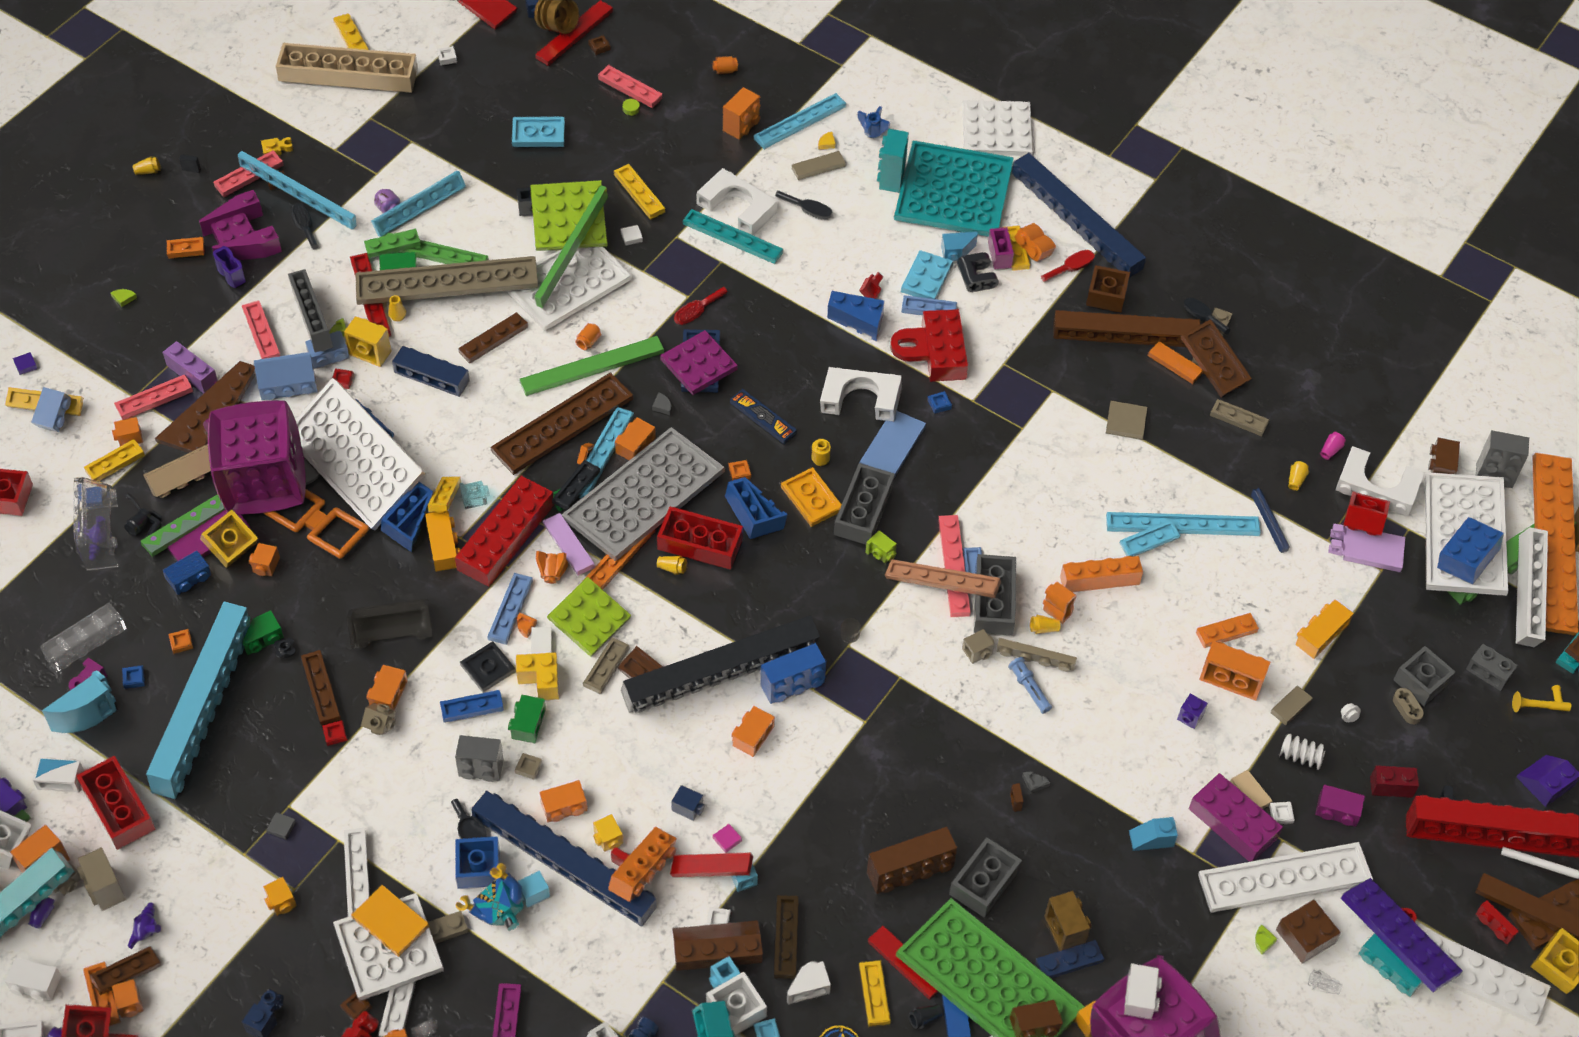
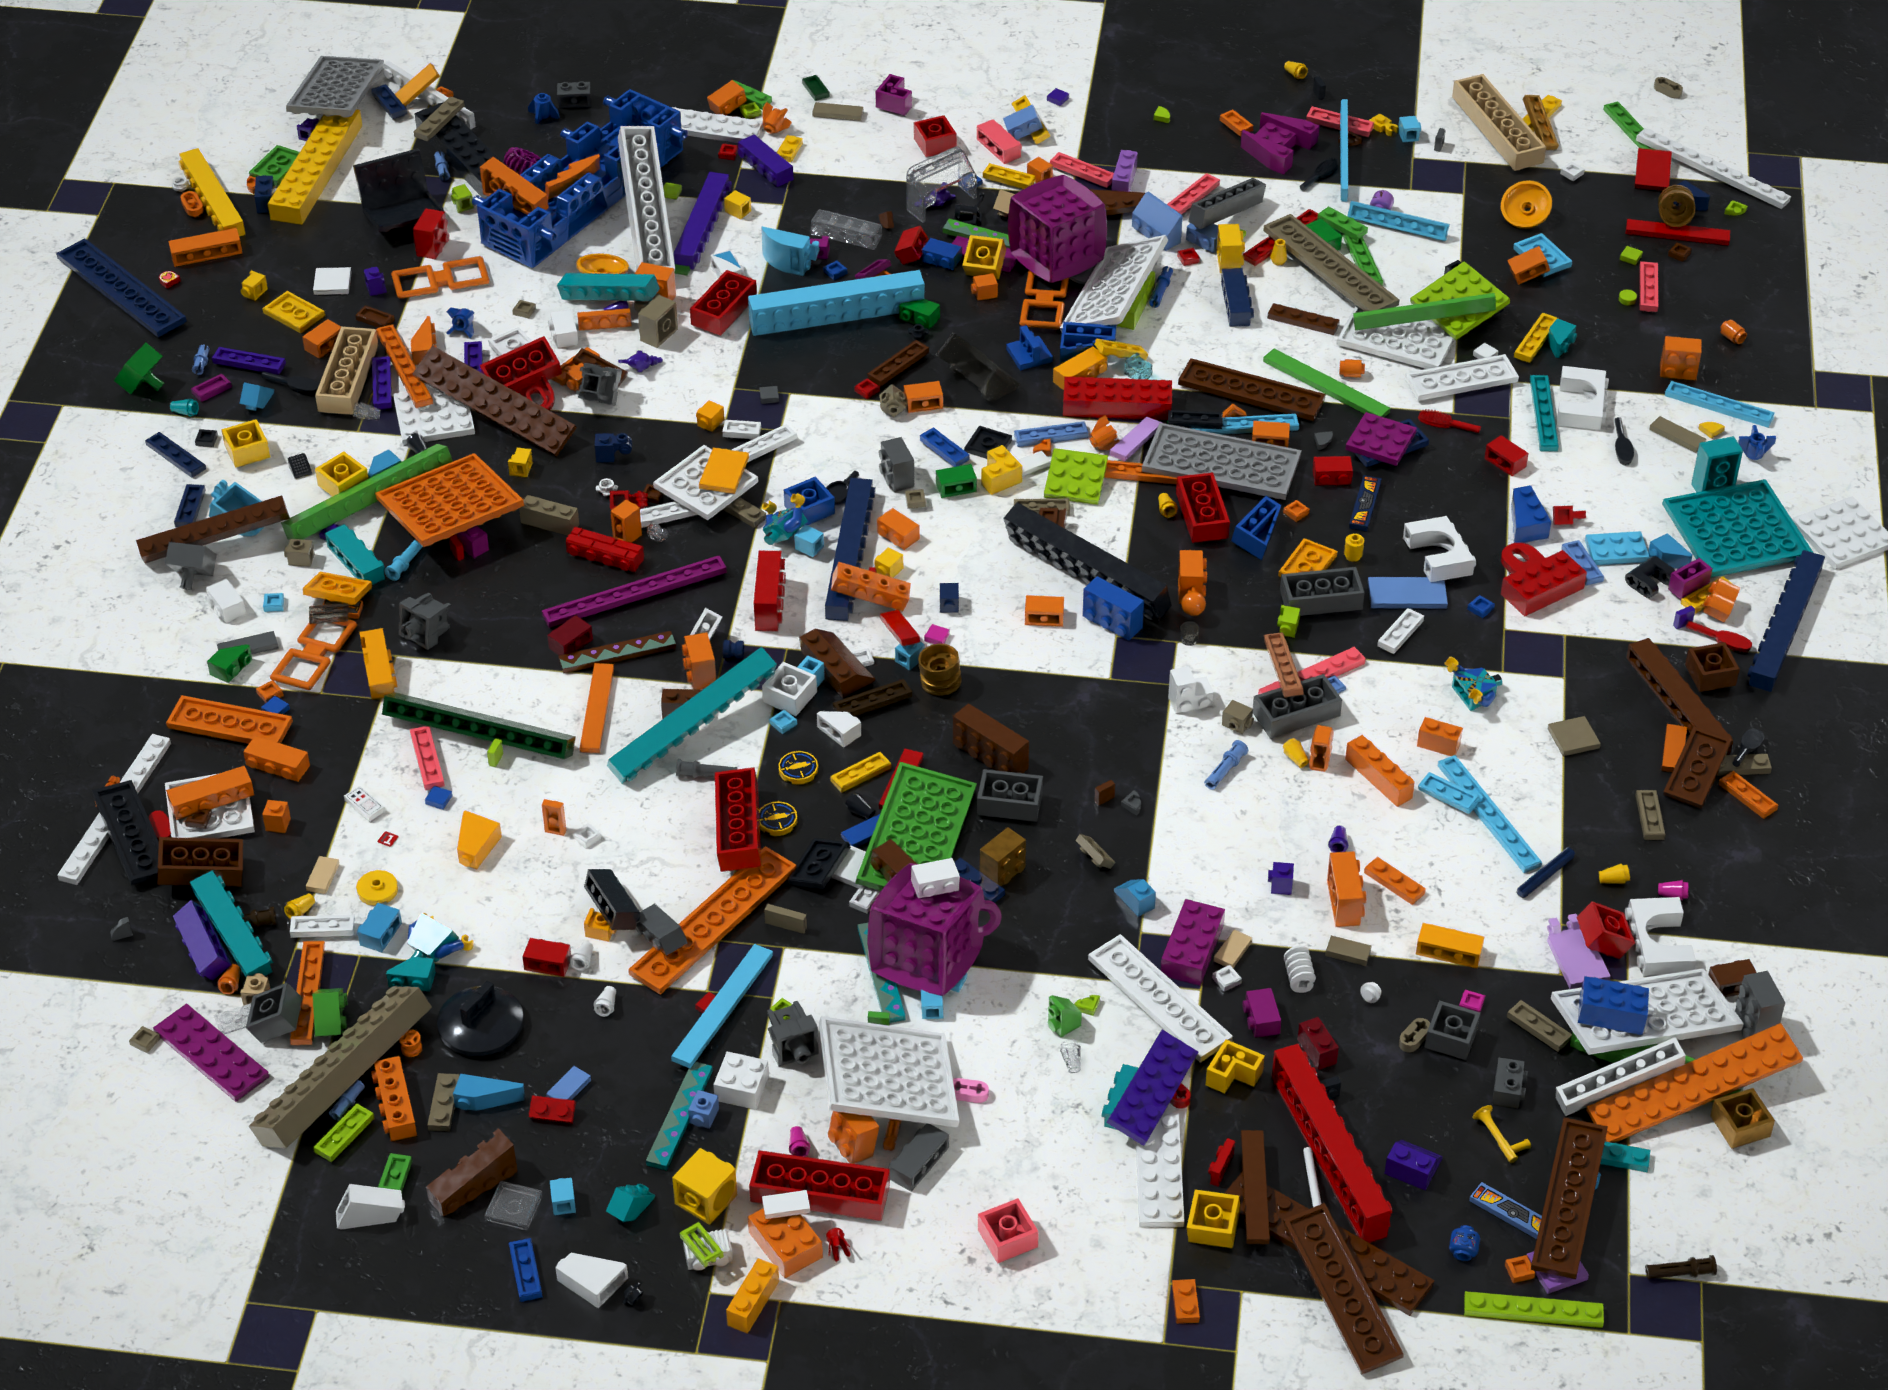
camera: 65 degrees right, 10 degrees down
(49, 931) = (604, 319): none -> orange plate
(55, 443) = (999, 141): none -> coral brick
(95, 595) = (886, 219): none -> reddish brown tile
(156, 592) = (911, 245): none -> red brick
(161, 983) = (599, 383): none -> dark grey piece
(163, 643) = (873, 269): none -> magenta tile
(229, 266) = (1235, 149): dark purple brick -> none
(301, 131) = (1409, 128): none -> medium azure brick
(319, 875) = (741, 429): none -> white plate
(333, 119) = (1439, 139): none -> dark grey tile
(368, 39) = (1540, 121): none -> pearl gold plate
(382, 569) = (1029, 350): none -> blue bracket
(478, 98) = (1522, 196): none -> light orange dish
(551, 147) = (1528, 265): none -> orange brick
(580, 76) = (1631, 255): none -> lime tile
(588, 959) = (769, 590): none -> red brick
(653, 175) = (1561, 336): none -> teal slope
(653, 267) = (1461, 377): none -> white plate
(711, 418) = (1332, 470): none -> red brick
(773, 288) = (1506, 455): none -> red brick
(789, 846) = (940, 669): none -> pearl gold wheel
(794, 595) = (1191, 581): none -> orange brick
(931, 668) = (1187, 692): none -> white brick
(939, 473) = (1400, 631): none -> white plate
(1031, 653) = (1260, 762): dark tan plate -> none
(1037, 276) = (1683, 616): none -> dark purple tile
(1039, 456) = (1473, 685): none -> torso
(1084, 511) = (1439, 737): none -> orange brick
(1092, 841) = (1091, 848): none -> dark tan plate
(1164, 646) = (1338, 840): none -> dark purple cone
(1252, 343) = (1748, 794): none -> orange tile
(1280, 966) = (1063, 1015): none -> bright green slope
(1308, 931) = (1113, 1026): reddish brown brick -> none
(1388, 647) = (1472, 1001): none -> dark pink tile
(1394, 859) = (1234, 1063): none -> yellow brick
(1437, 613) = (1539, 1025): none -> dark tan plate

